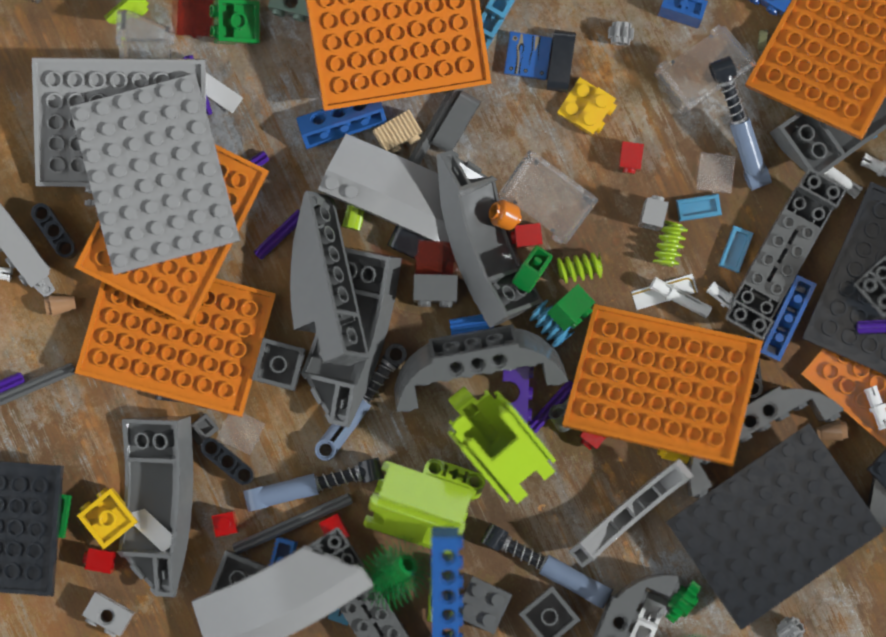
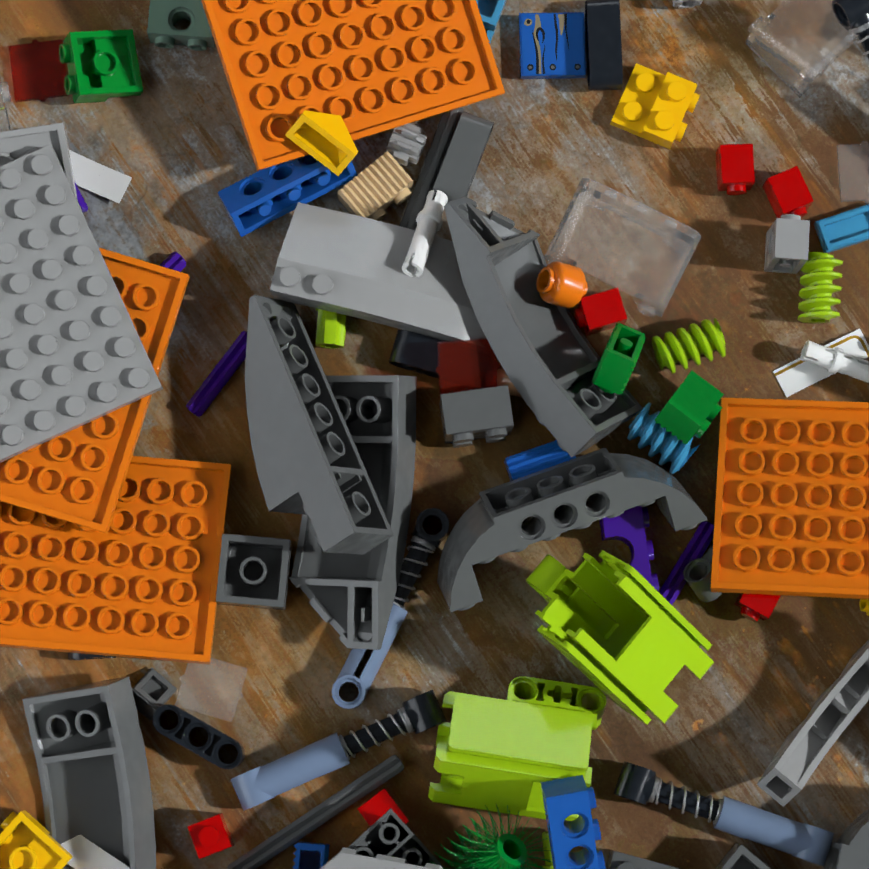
camera: 15 degrees left, 5 degrees down
(369, 97) = (324, 138): none -> yellow slope
(422, 106) = (406, 144): none -> light grey gear
(426, 161) = (428, 223): none -> white pin
(662, 180) = (788, 193): none -> red brick

